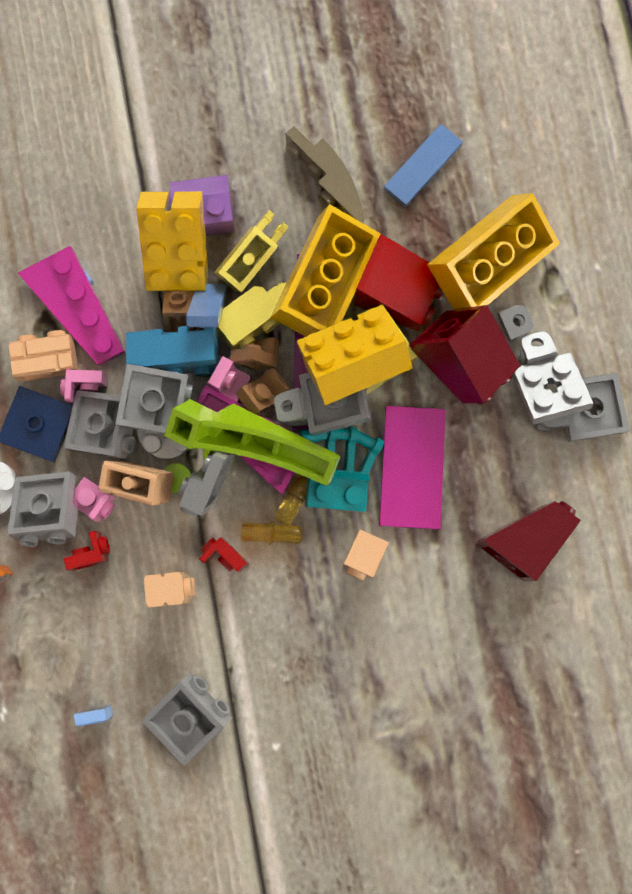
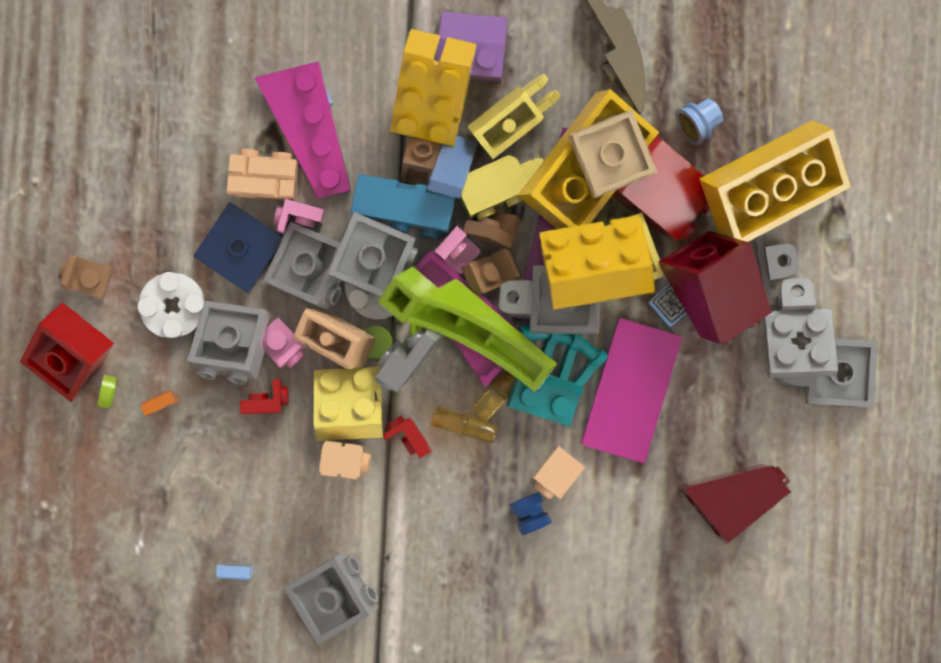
camera: 15 degrees right, 5 degrees up
(161, 539) = (347, 404): none -> light yellow piece
(345, 257) = (612, 153): none -> tan plate
(349, 598) = (530, 513): none -> blue wheel
(412, 220) = (698, 120): none -> light blue piece
(423, 165) = (725, 58): medium blue tile -> none
(426, 385) = (667, 306): none -> tile

